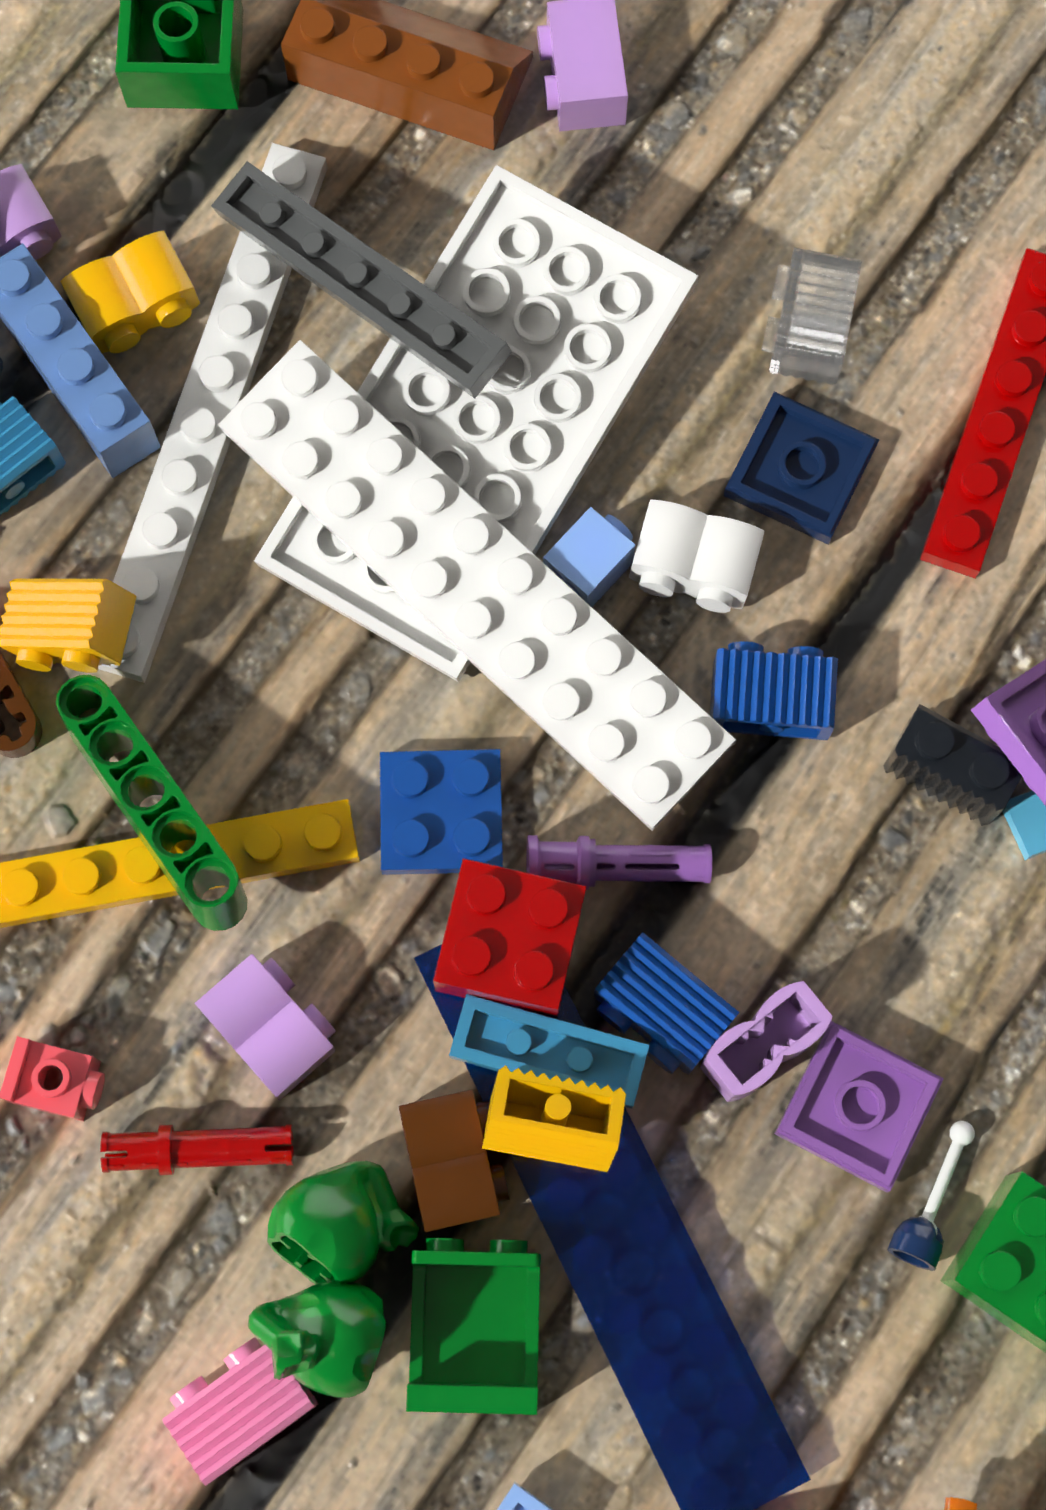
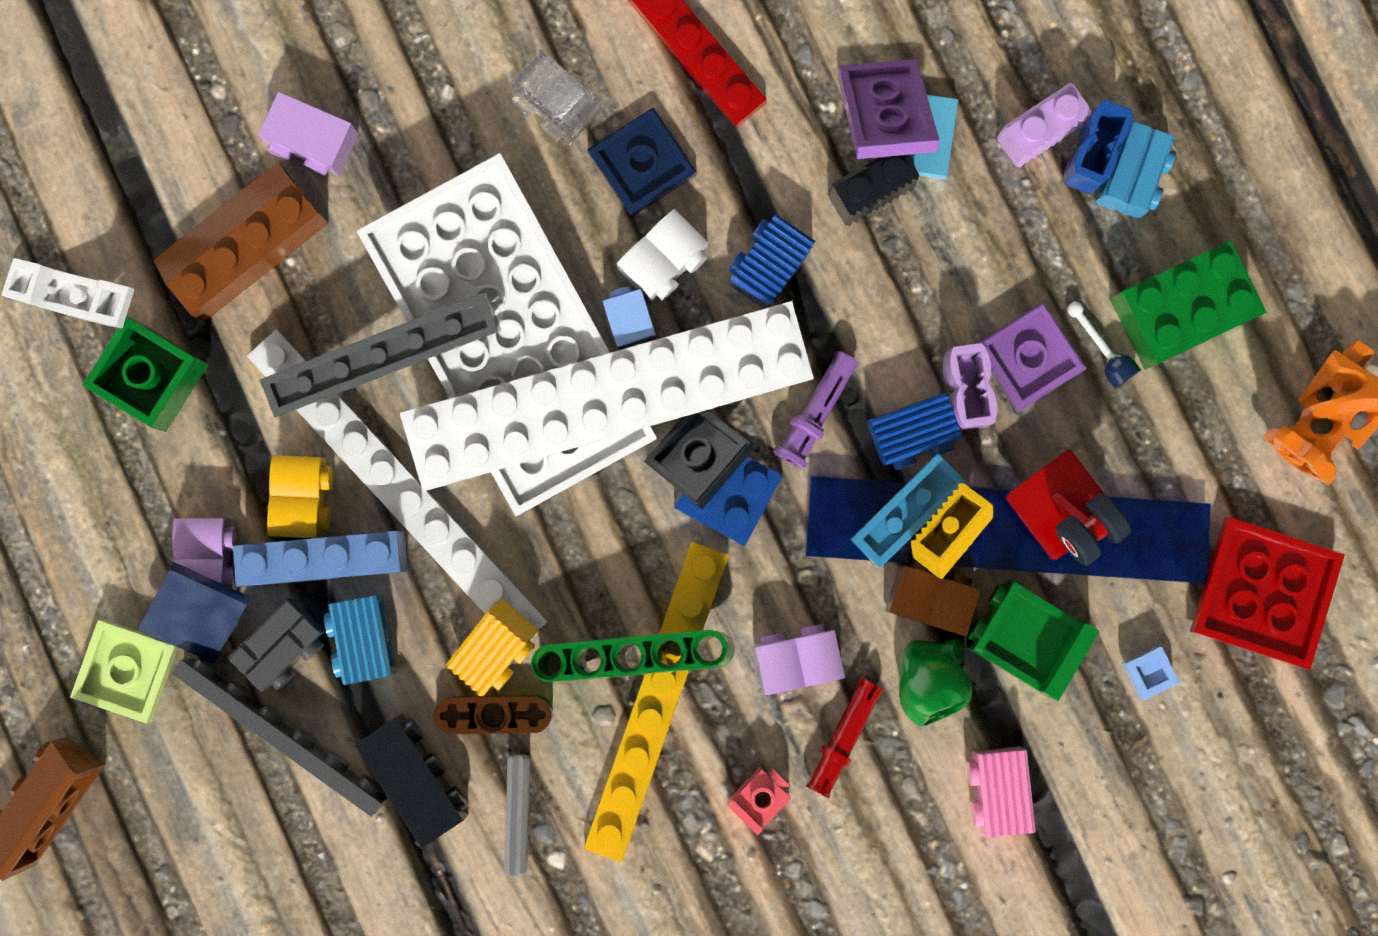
camera: 65 degrees left, 10 degrees up
(323, 1336) = (994, 723): green piece -> none
(464, 742) = (699, 456): none -> black tile
(509, 937) = (835, 496): red brick -> none
(678, 1266) = (1068, 510): none -> red plate

